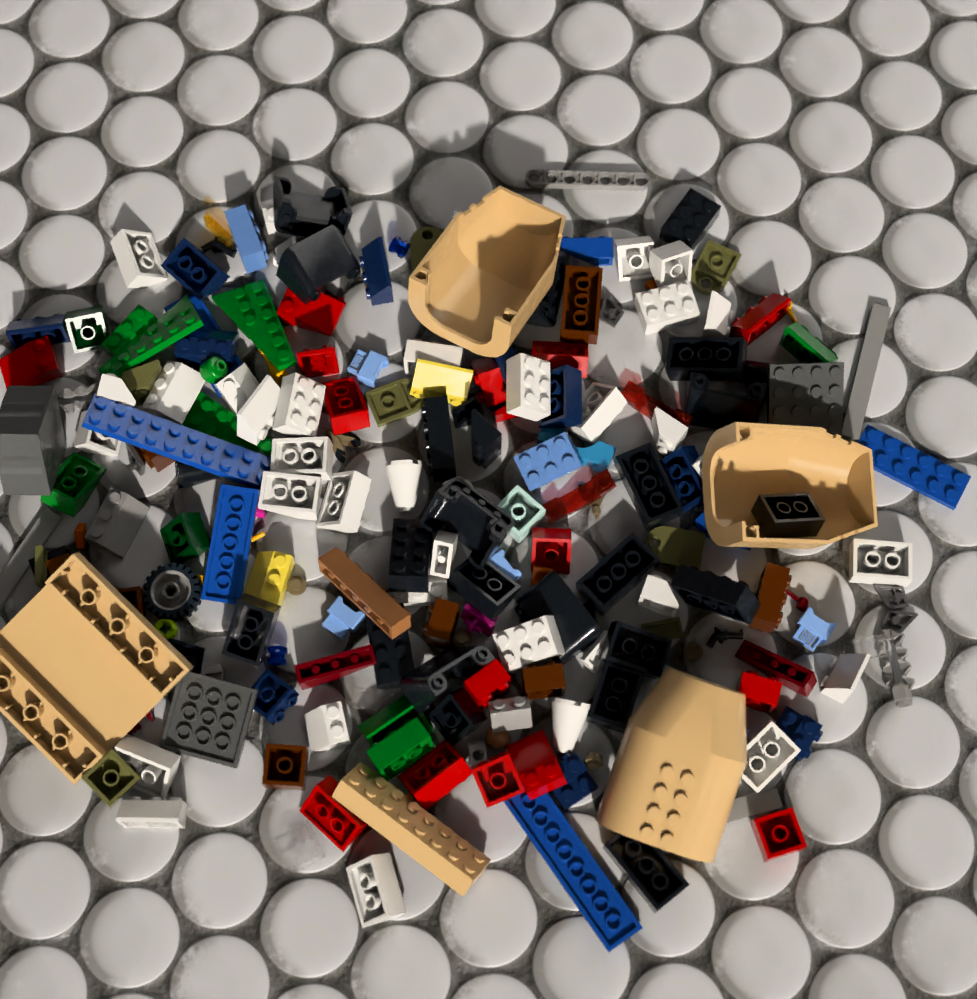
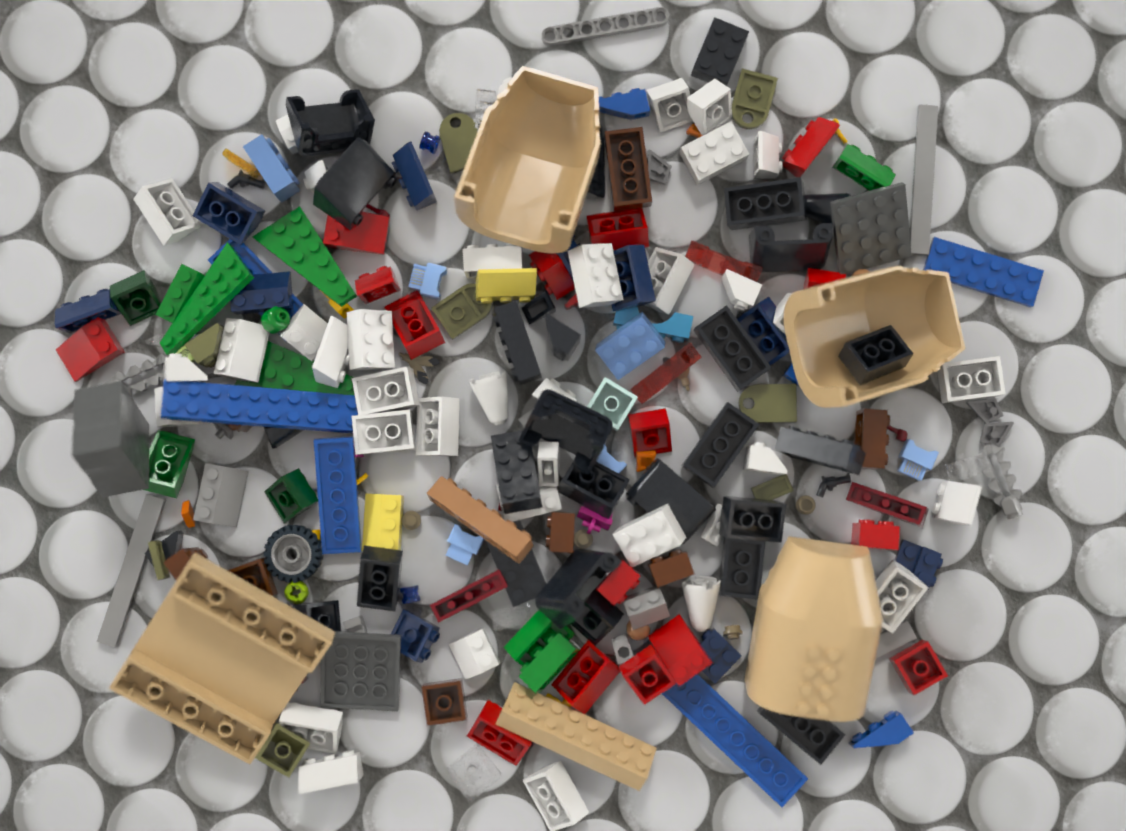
camera: 10 degrees left, 15 degrees up
(735, 897) = (888, 731): none -> blue slope

